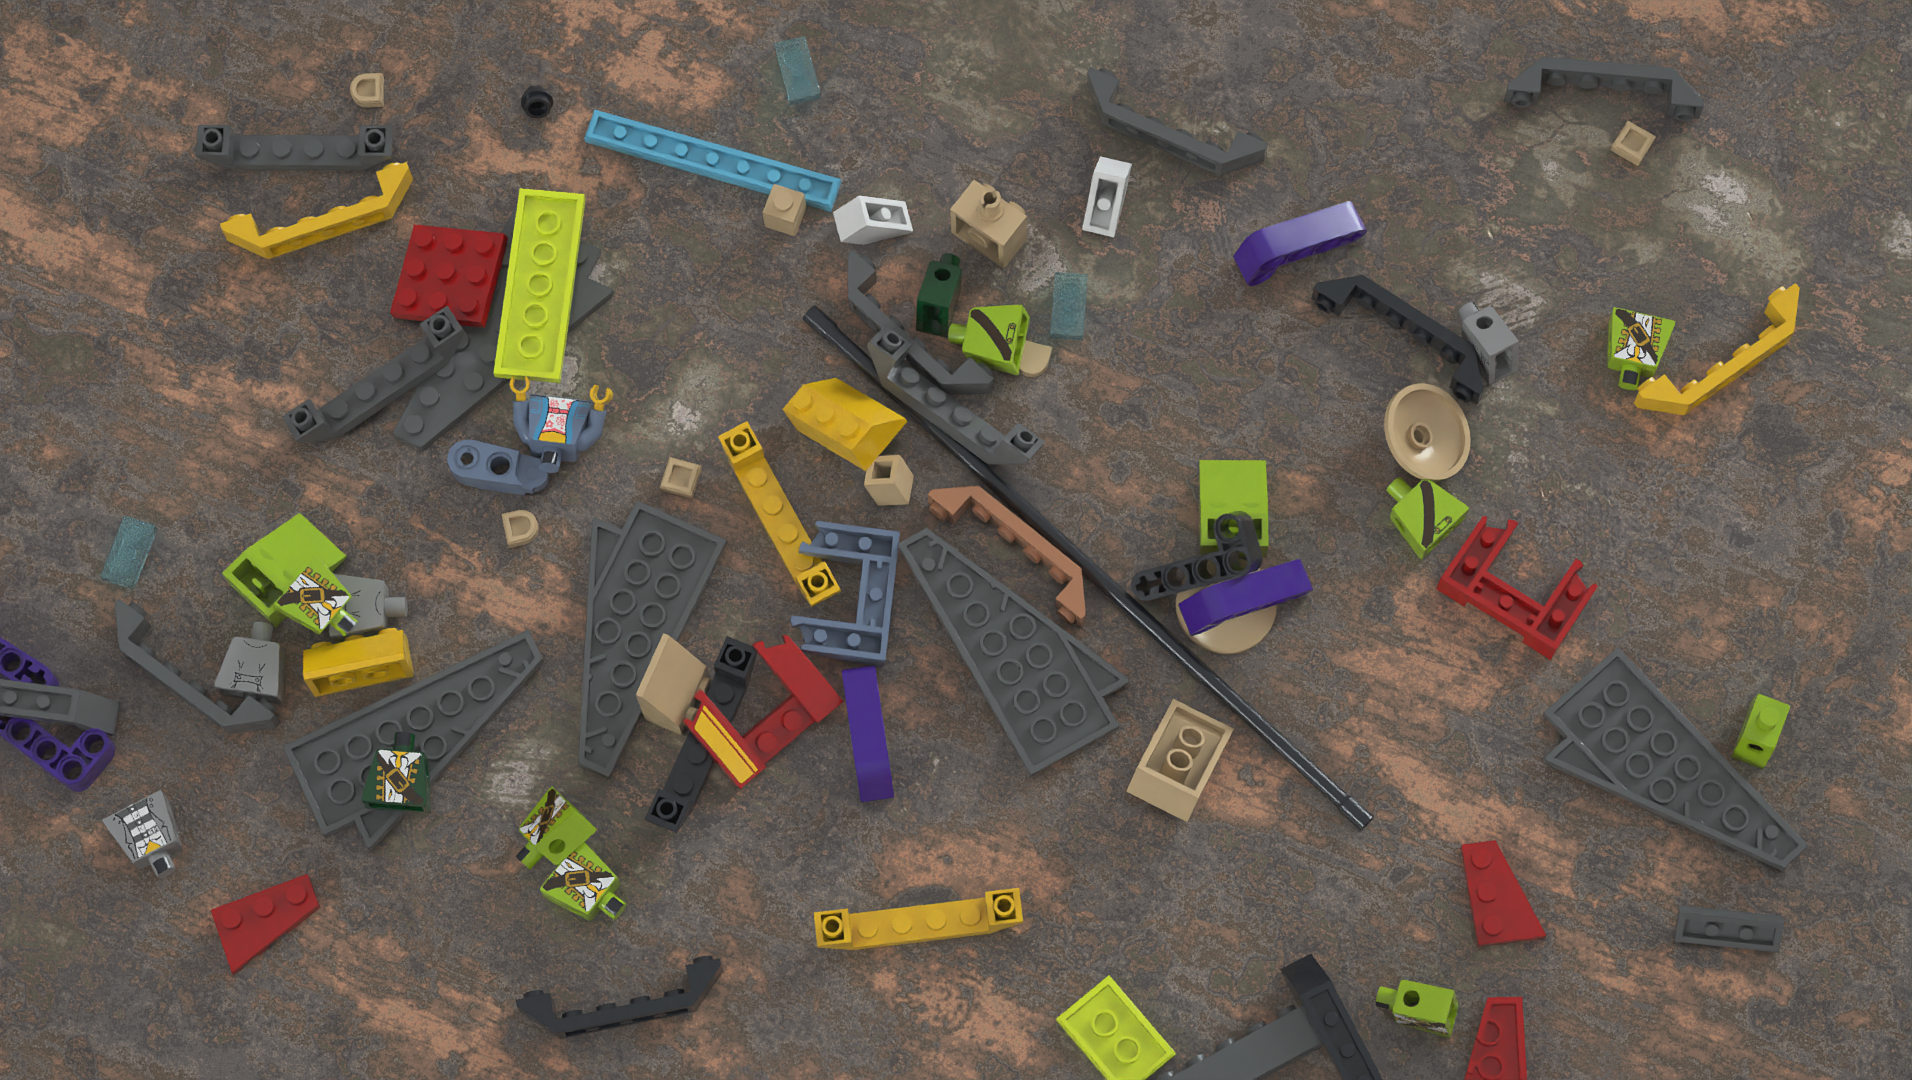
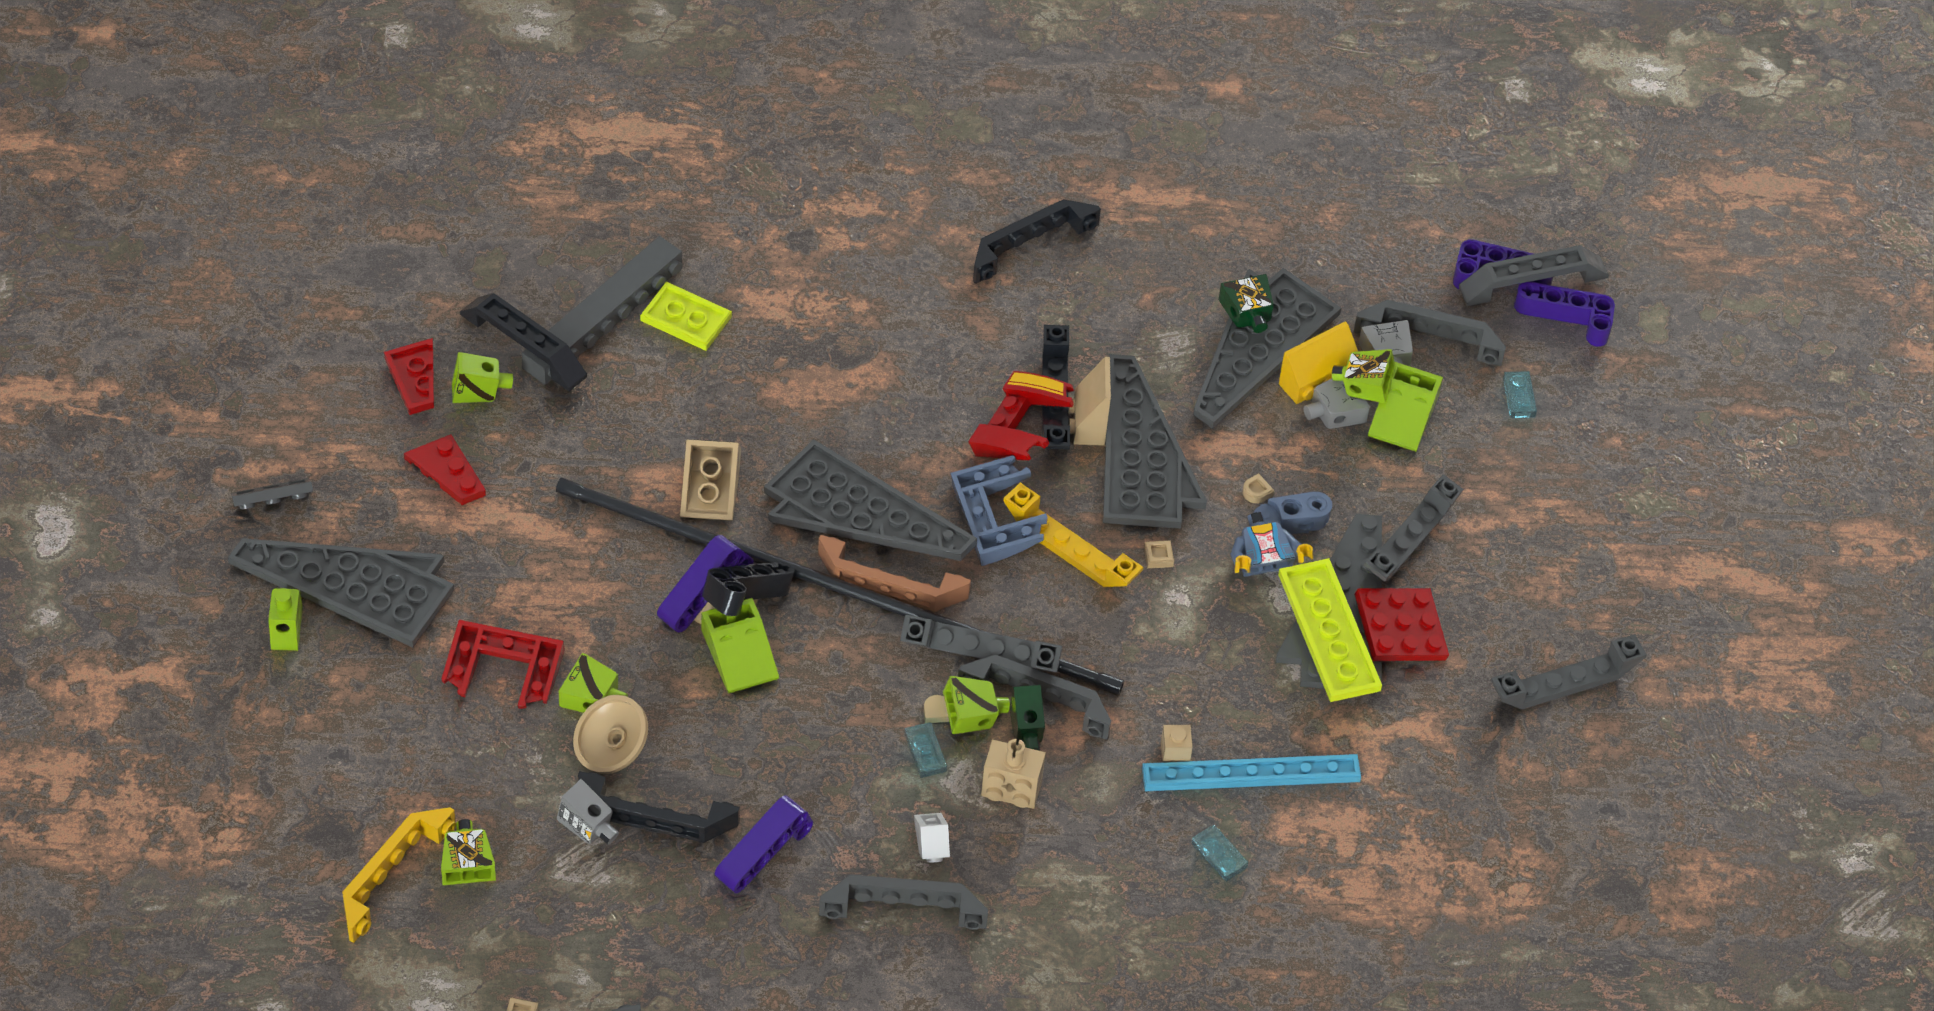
camera: 150 degrees right, 20 degrees down
(147, 833) = (1400, 237): torso -> none
(261, 918) = (1295, 219): red wing -> none
(368, 90) = (1540, 739): tan tile -> none
(394, 182) = (1563, 607): yellow slope -> none
(536, 102) = (1408, 767): black plate -> none
(553, 830) = (1128, 309): lime torso -> none
(584, 885) = (1091, 291): torso -> none
(844, 420) = (1056, 608): yellow slope -> none
(867, 733) = (942, 425): dark purple beam -> none
(872, 220) = (1105, 760): white slope -> none
(889, 481) = (1004, 583): tan brick -> none
(918, 923) = (812, 355): yellow slope -> none

